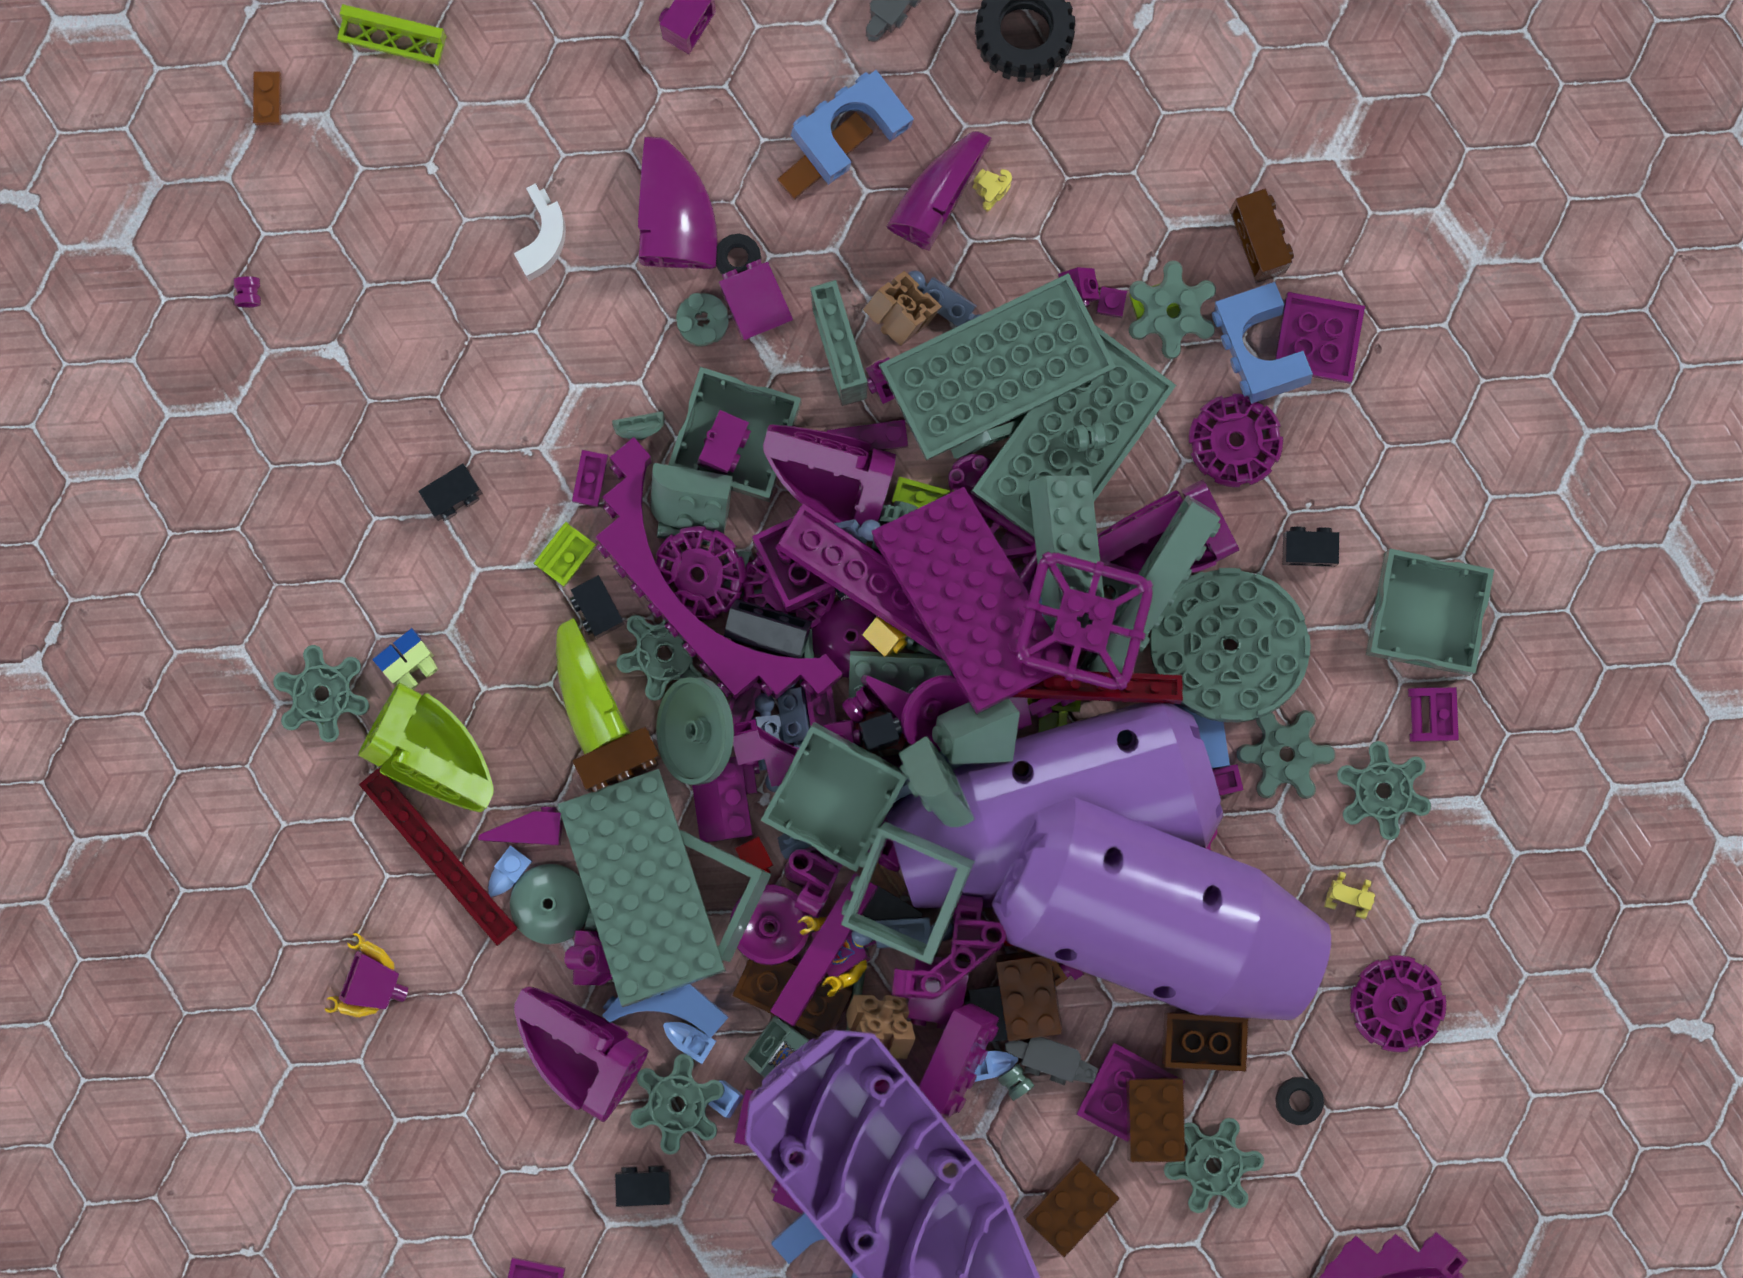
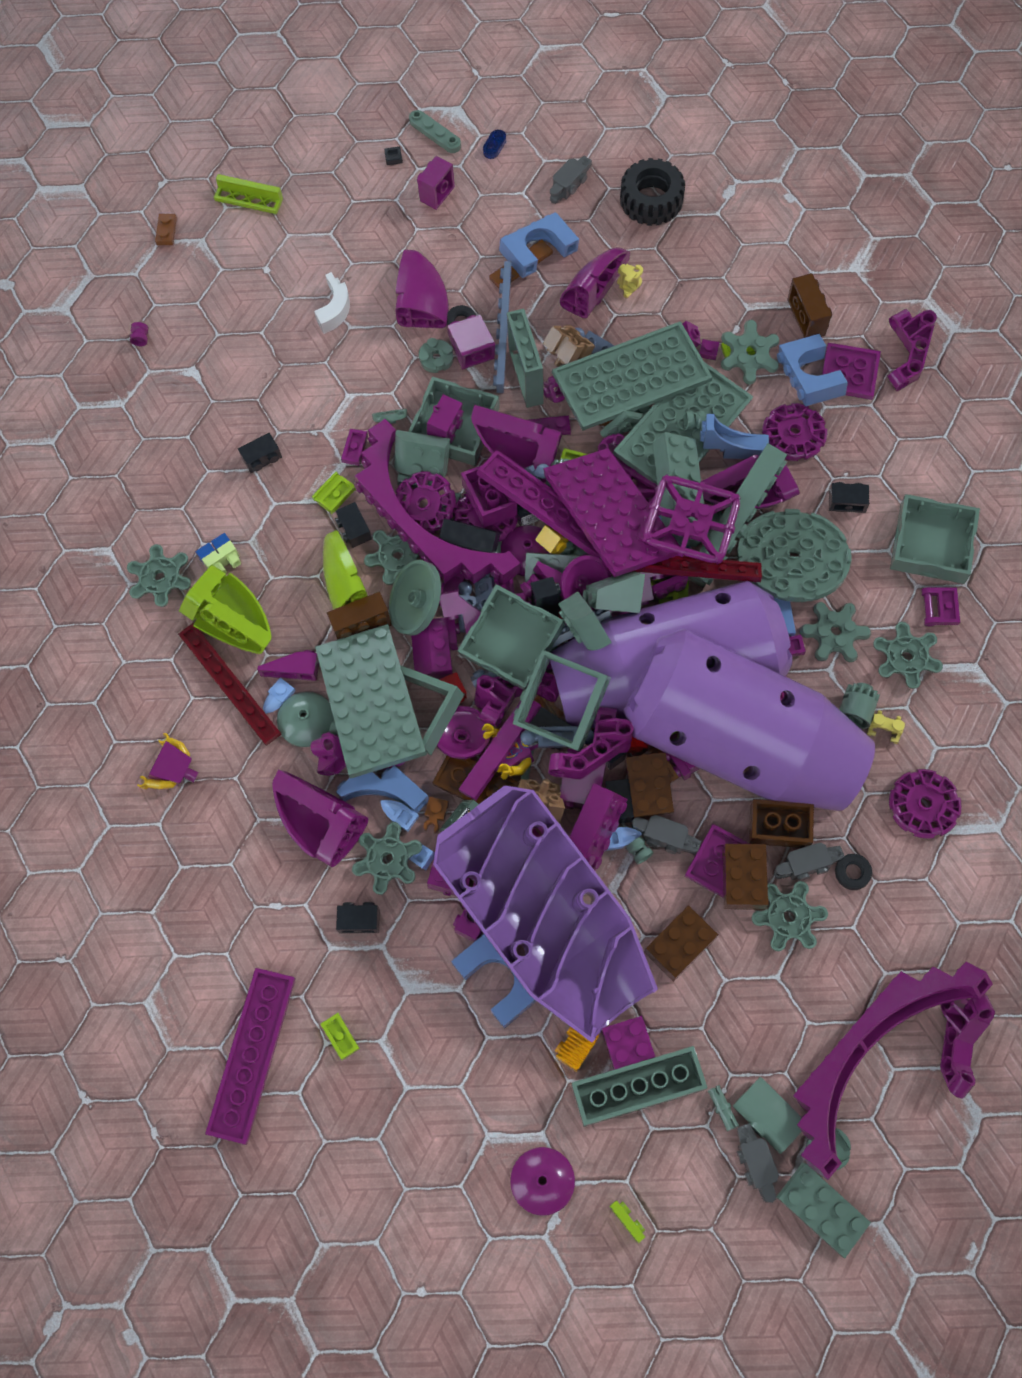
camera: 10 degrees right, 15 degrees down
(738, 1032) = (435, 811): none -> dark orange plate
(801, 261) = (501, 334): none -> sand blue plate
(1146, 466) = (729, 441): none -> medium blue arch
(1239, 1090) = (808, 860): none -> dark grey hinge
(1313, 869) = (860, 704): none -> sand green gear
(1412, 279) = (912, 333): none -> magenta connector

